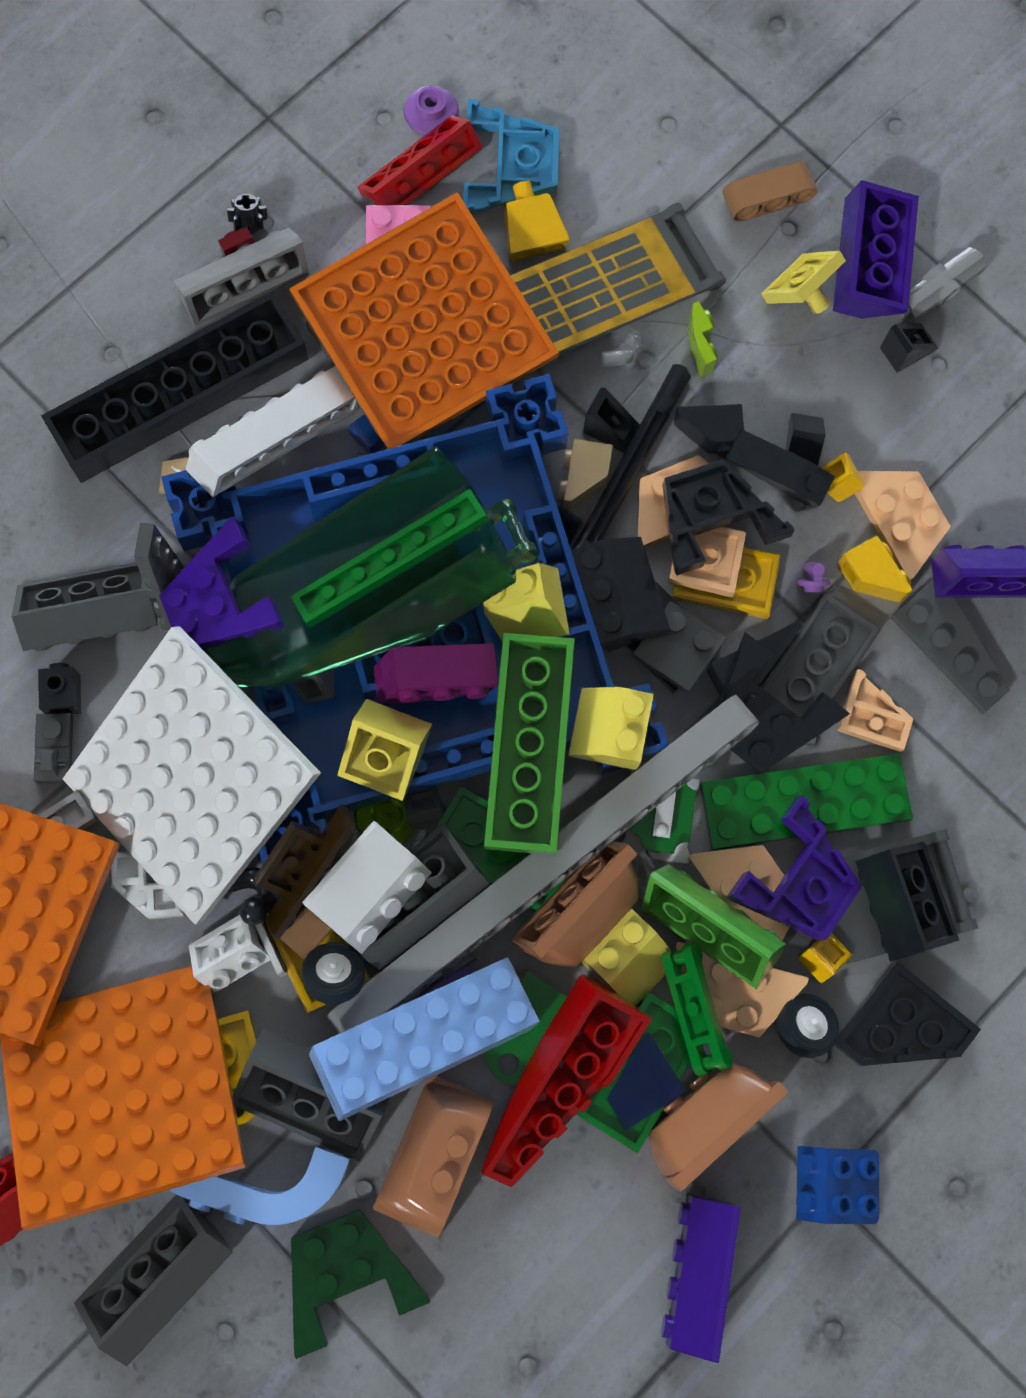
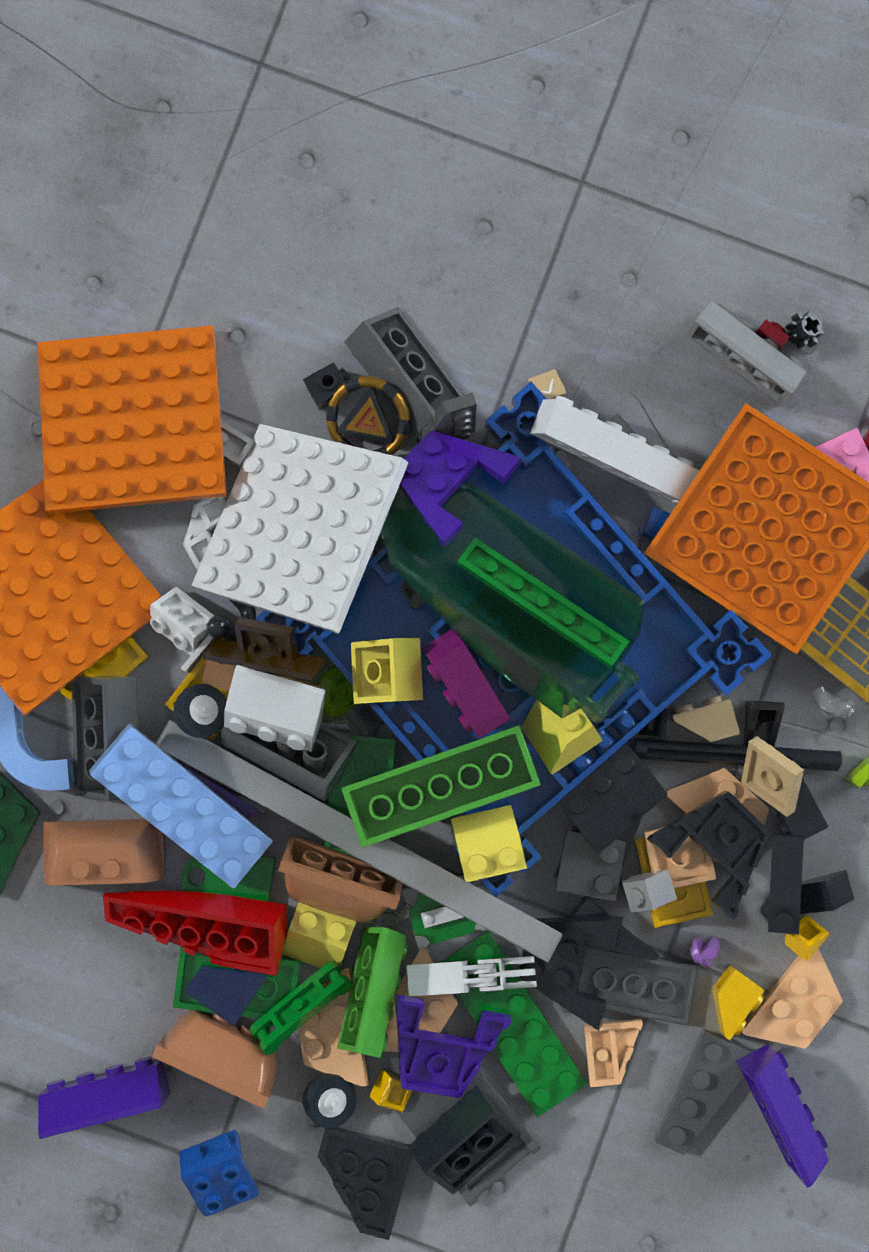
camera: 70 degrees right, 10 degrees up
(53, 747) = (281, 403): dark grey hinge -> none
(112, 660) = (367, 416): none -> piece
(176, 387) = (621, 350): black brick -> none
(668, 430) = (772, 776): none -> tan plate
(729, 600) = (648, 890): none -> light grey slope
(733, 832) = (453, 976): none -> white arm

